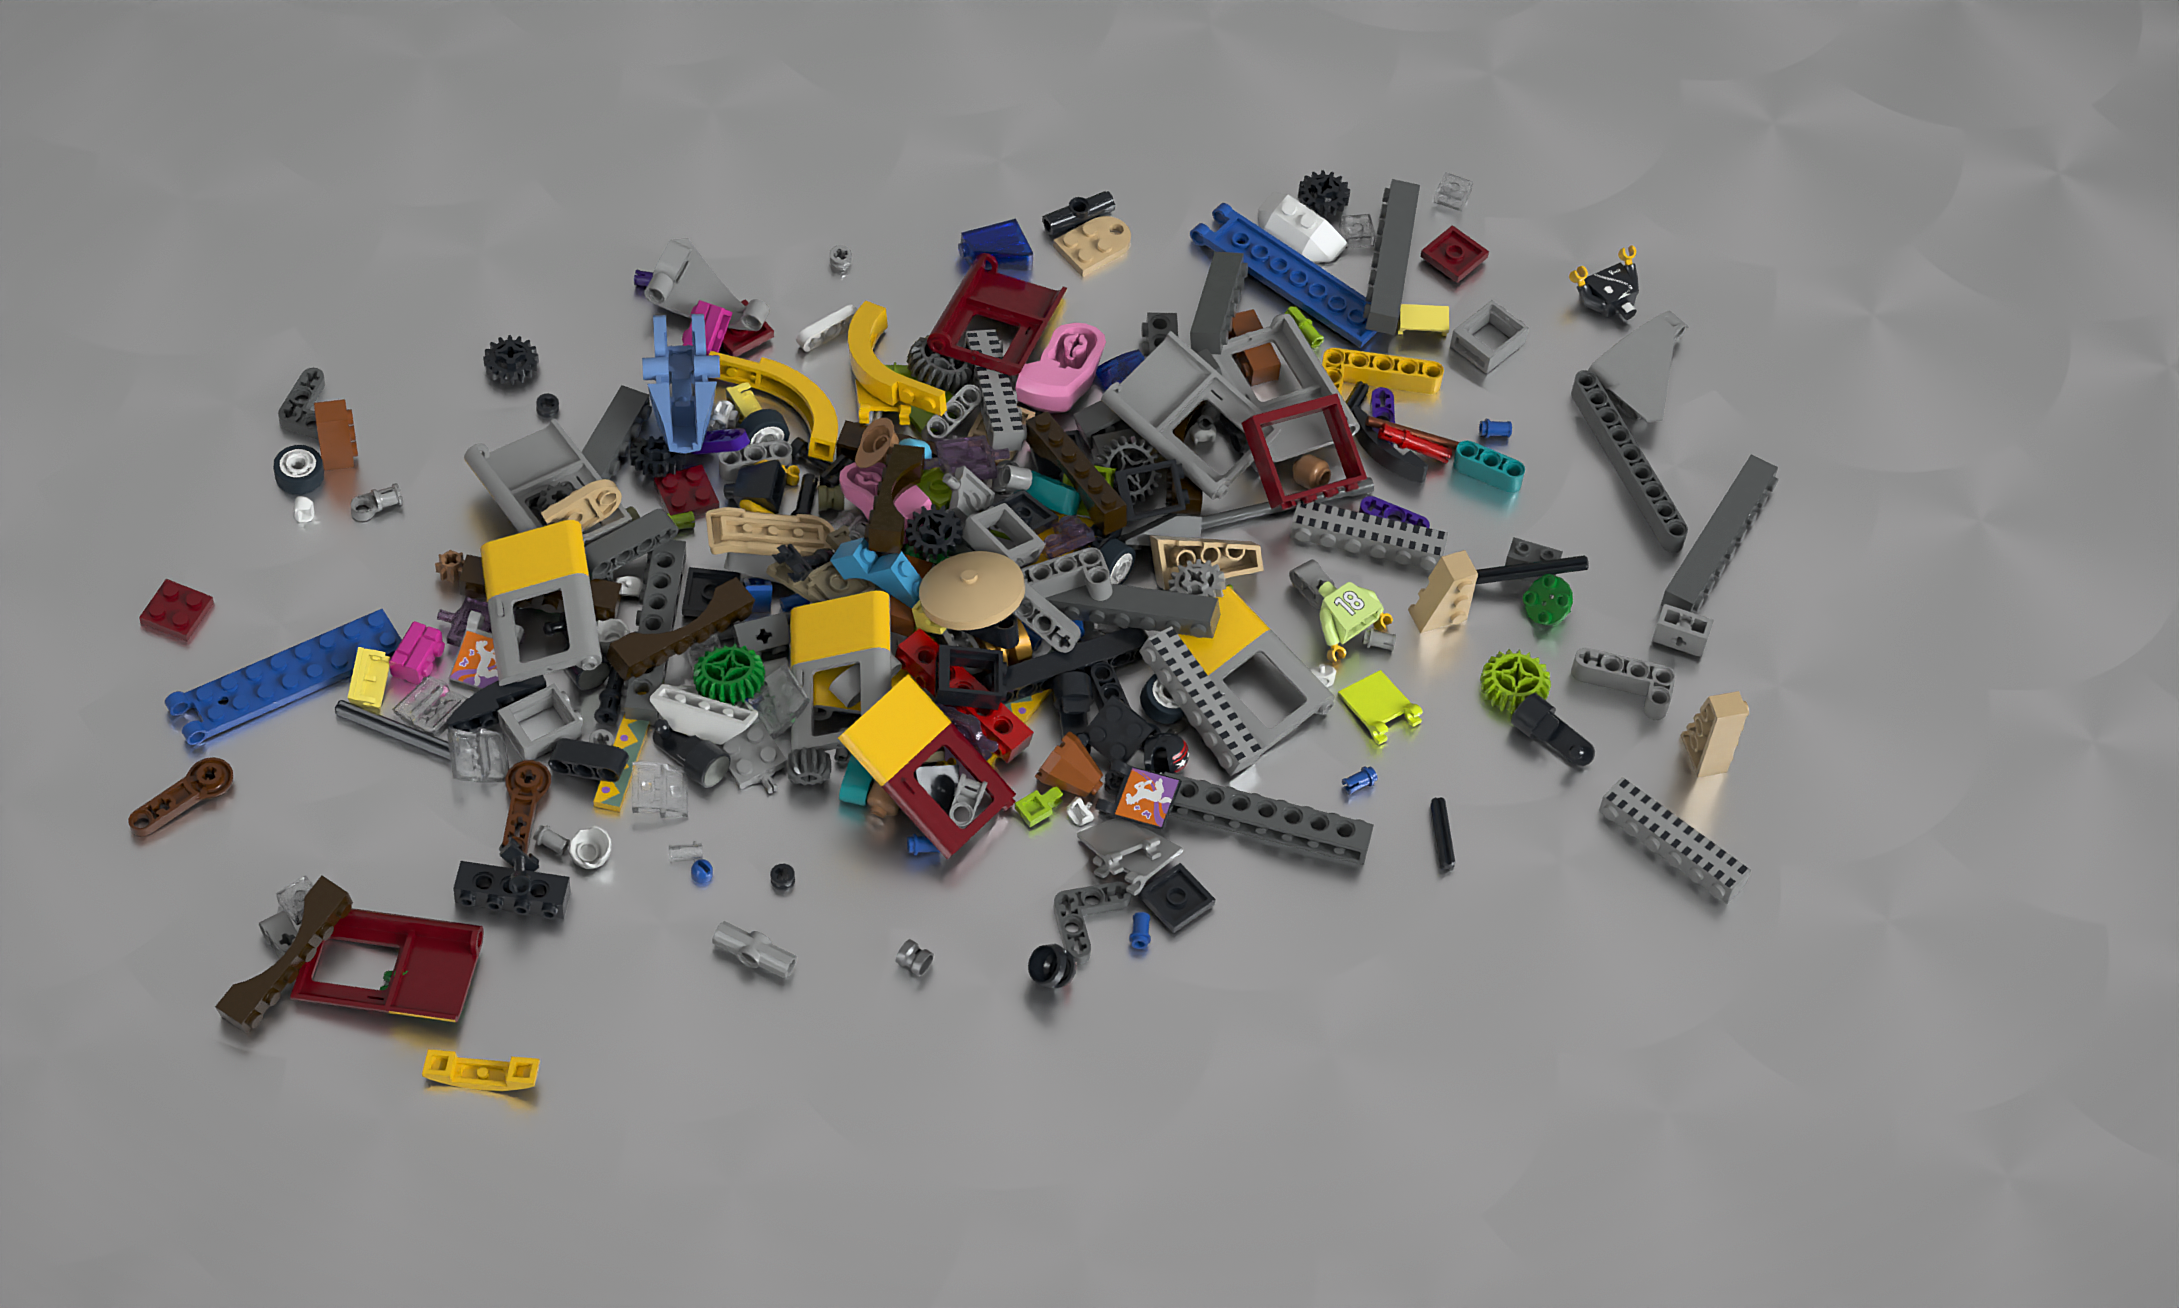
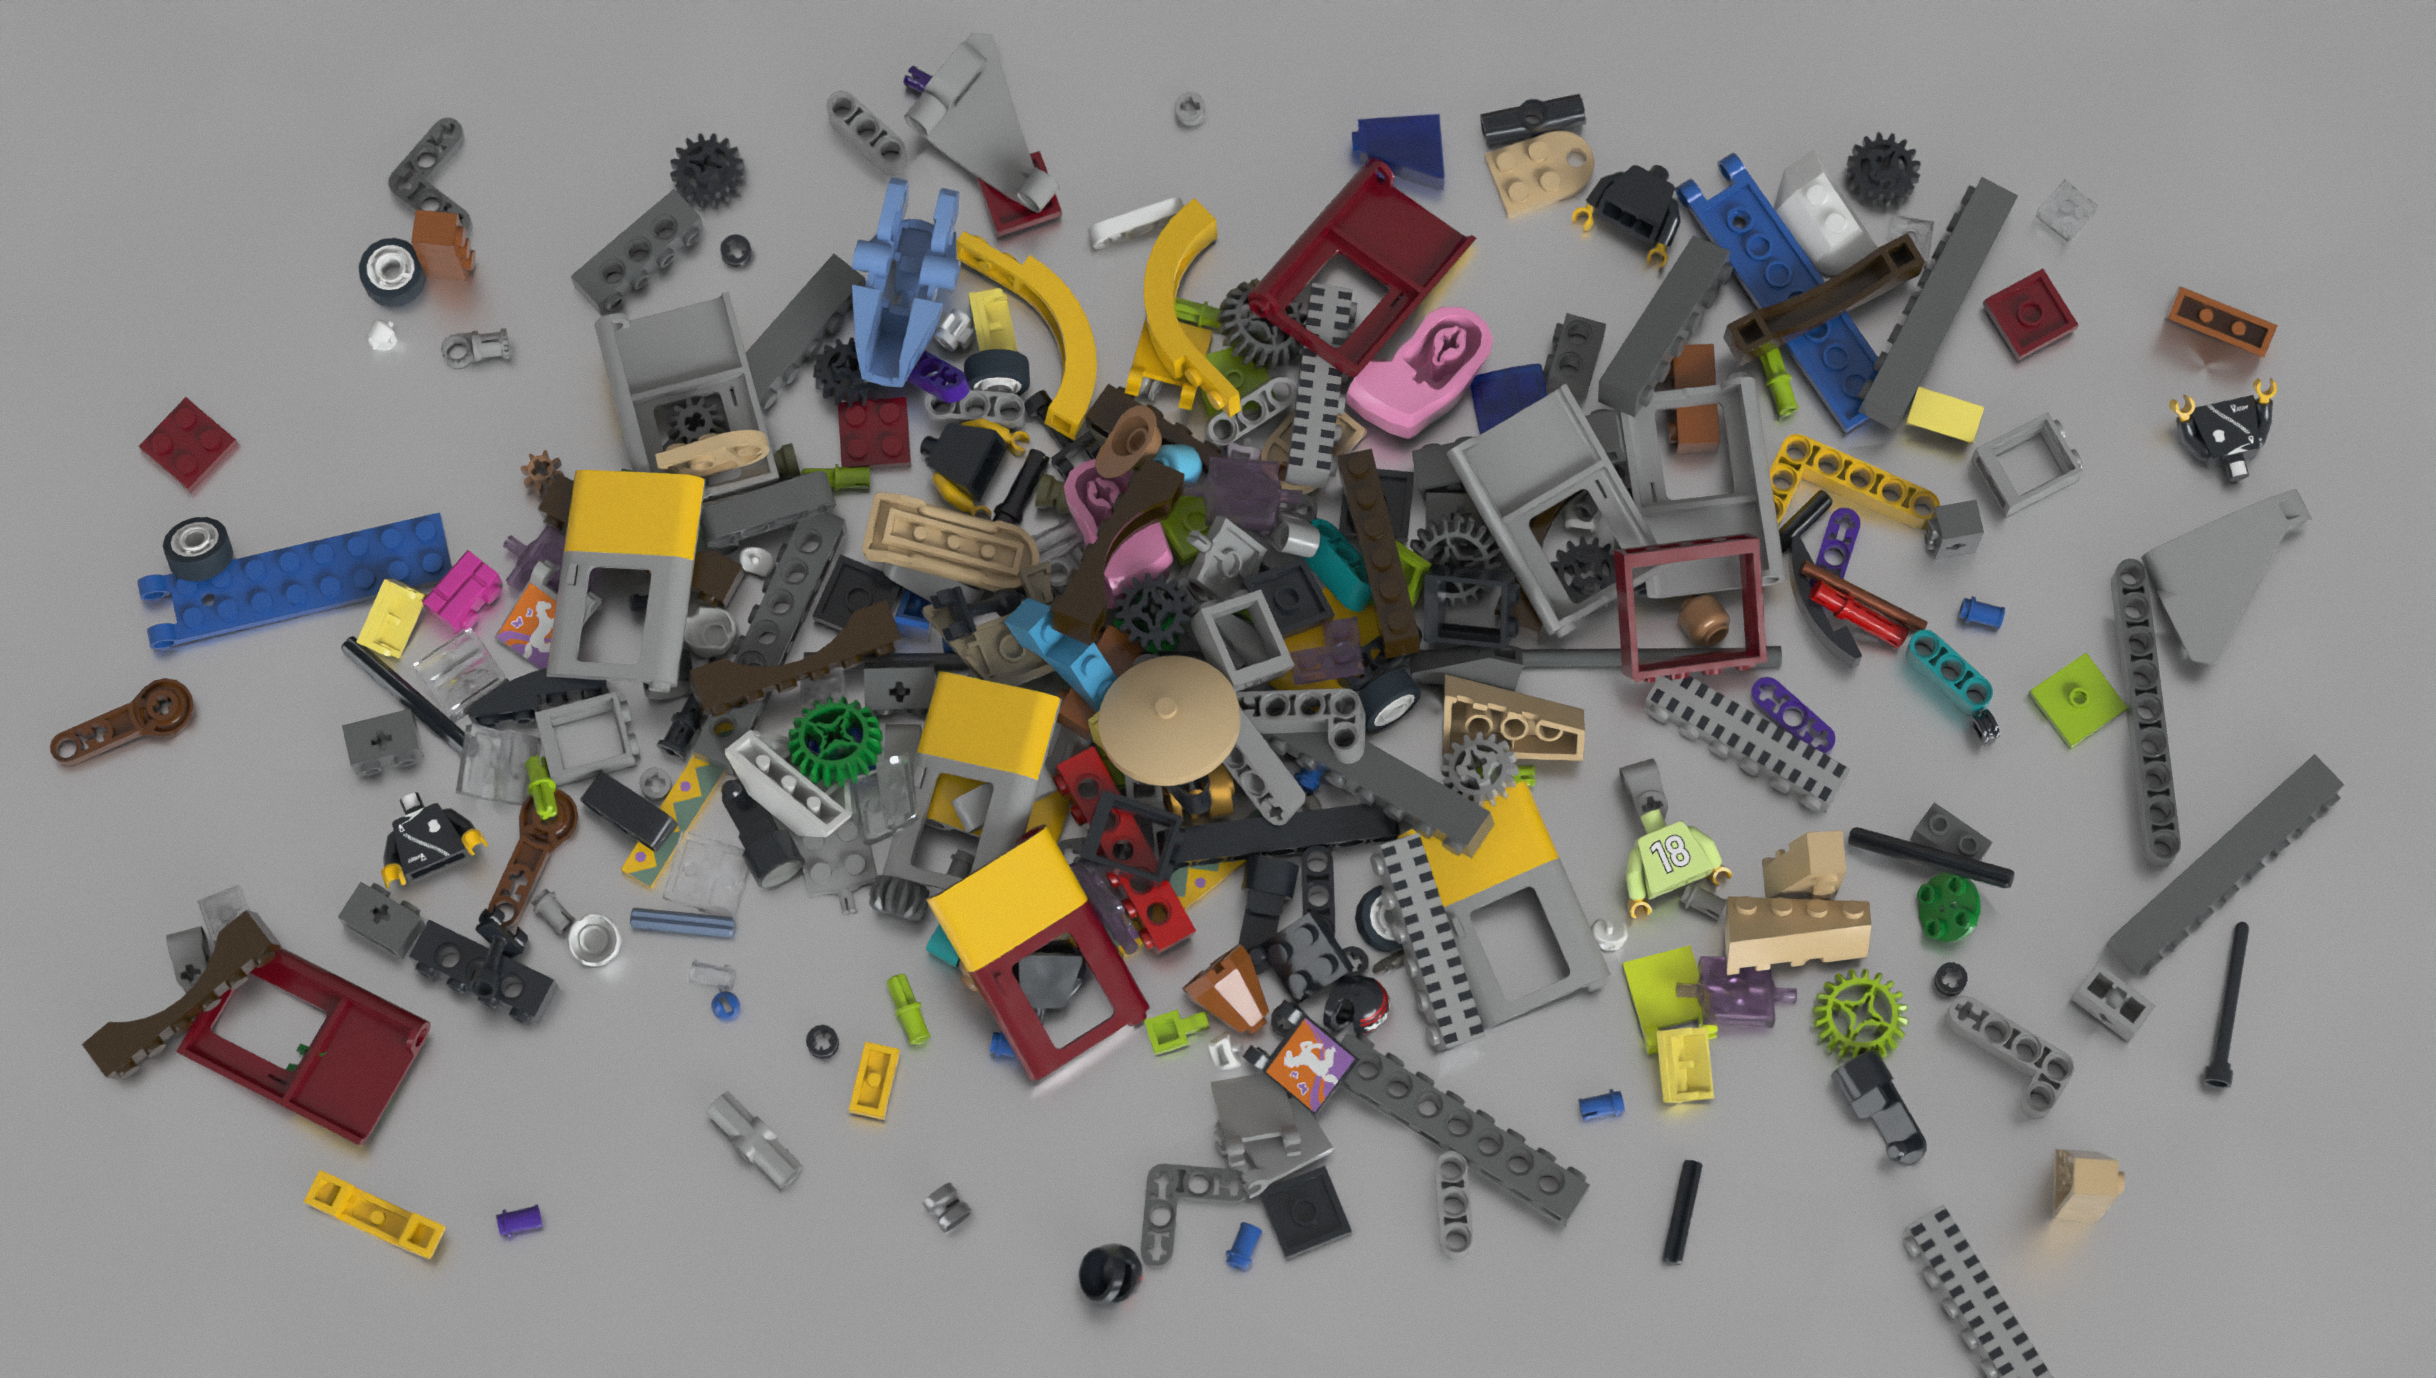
camera: 25 degrees right, 20 degrees up
(206, 667) = (198, 549): none -> black wheel
(386, 760) = (365, 738): none -> dark grey brick
(422, 874) = (396, 934): none -> dark grey brick
(443, 814) = (426, 841): none -> black torso
(477, 418) = (669, 212): none -> dark grey brick
(517, 757) = (541, 787): none -> lime axle
(593, 1047) = (518, 1220): none -> dark purple pin
(618, 314) = (862, 118): none -> light grey beam
(651, 825) = (682, 922): none -> sand blue axle
(716, 324) = (978, 189): dark pink brick -> none
(830, 890) = (874, 1080): none -> yellow plate
(839, 840) = (908, 1009): none -> lime axle
(967, 798) = (1077, 1008): light grey piece -> none
(1169, 243) = (1638, 204): none -> black torso
(1222, 458) = (1576, 565): none -> black gear
(1285, 876) = (1458, 1188): none -> light grey beam
(1290, 288) = (1867, 279): none -> dark brown arch
(1409, 737) = (1685, 1065): none -> light yellow hinge
(1425, 686) = (1736, 998): none -> clear purple plate
(1450, 637) = (1793, 931): none -> tan wedge
(1459, 379) = (1954, 530): none -> dark grey brick
(1526, 492) = (1985, 726): none -> black bush
(1566, 641) = (1960, 984): none -> black bush
(1580, 466) = (2078, 700): none -> lime plate
(1581, 228) = (2221, 321): none -> dark orange brick
(1769, 658) = (2218, 1072): none -> black piece

